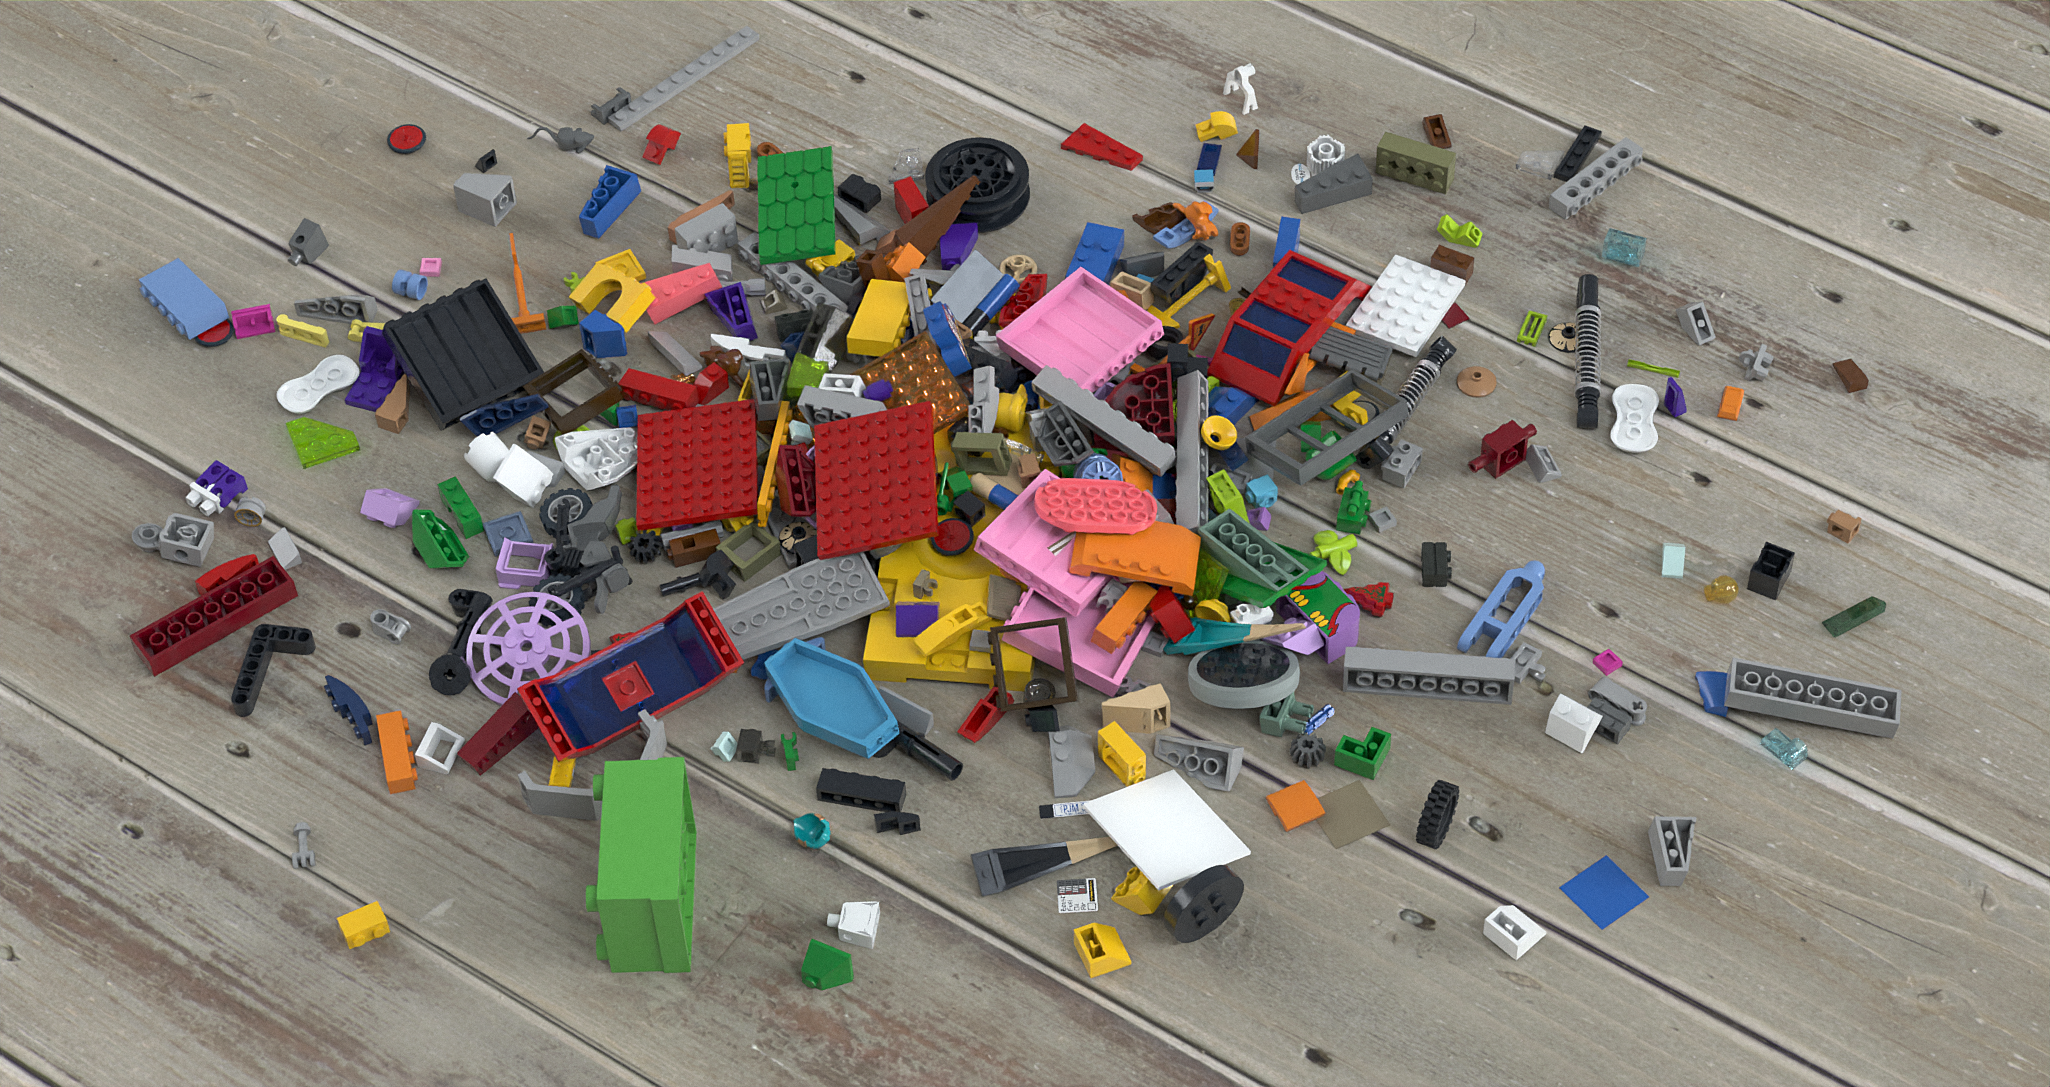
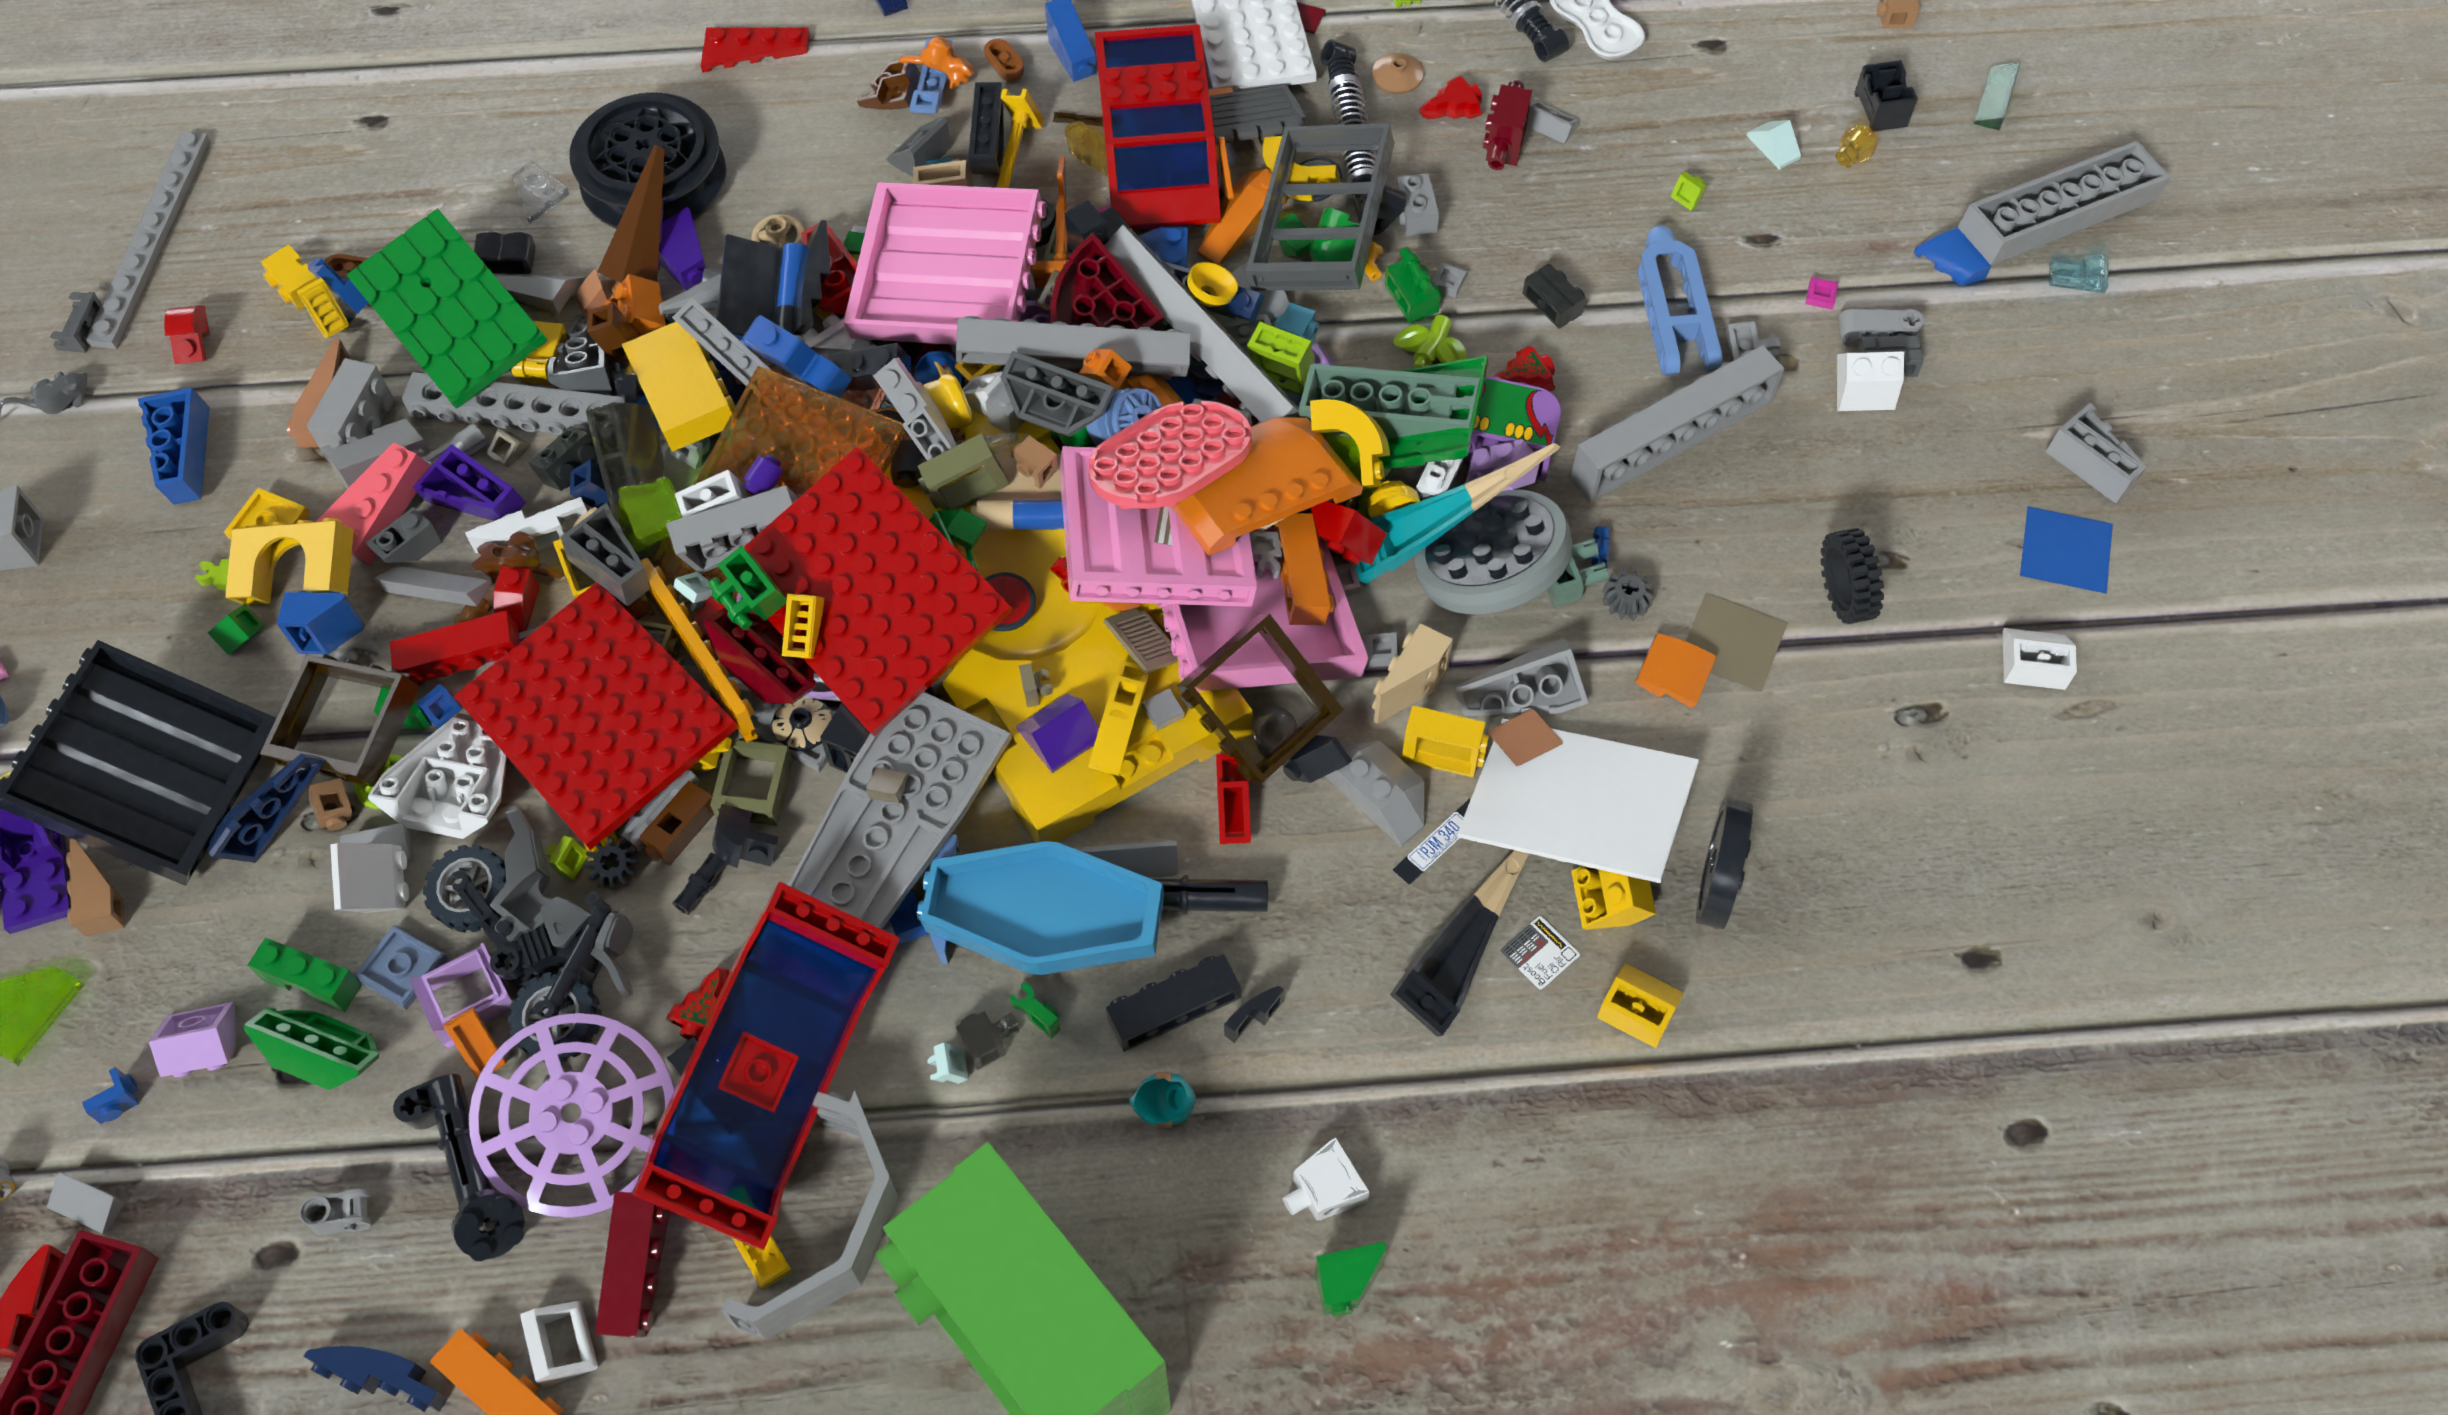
camera: 40 degrees left, 10 degrees up
(332, 510) = (115, 1100): none -> blue bracket
(486, 455) = (293, 879): white cylinder -> none
(510, 585) = (473, 1040): none -> orange tile
(525, 322) = (187, 665): orange piece -> none
(680, 320) = (405, 538): none -> dark grey slope
(753, 153) = (341, 287): none -> blue slope
(804, 587) = (887, 785): none -> dark tan slope
(816, 440) = (752, 583): none -> green brick
(836, 473) = (792, 615): none -> yellow slope
(908, 199) = (583, 228): red brick -> none
(969, 508) = (998, 553): black brick -> none
(1007, 297) = (812, 272): none -> black slope
(1098, 251) = (857, 165): blue brick -> none
(1104, 440) = (1105, 367): none -> orange brick
(1173, 784) = (1525, 737): none -> nougat sticker
(1203, 181) = (903, 19): piece -> none
(1217, 561) = (1336, 416): none -> yellow arch
(1363, 757) = (1698, 560): green brick -> none
(1488, 417) = (1454, 101): none -> red rock
(1584, 553) = (1689, 190): none -> lime tile

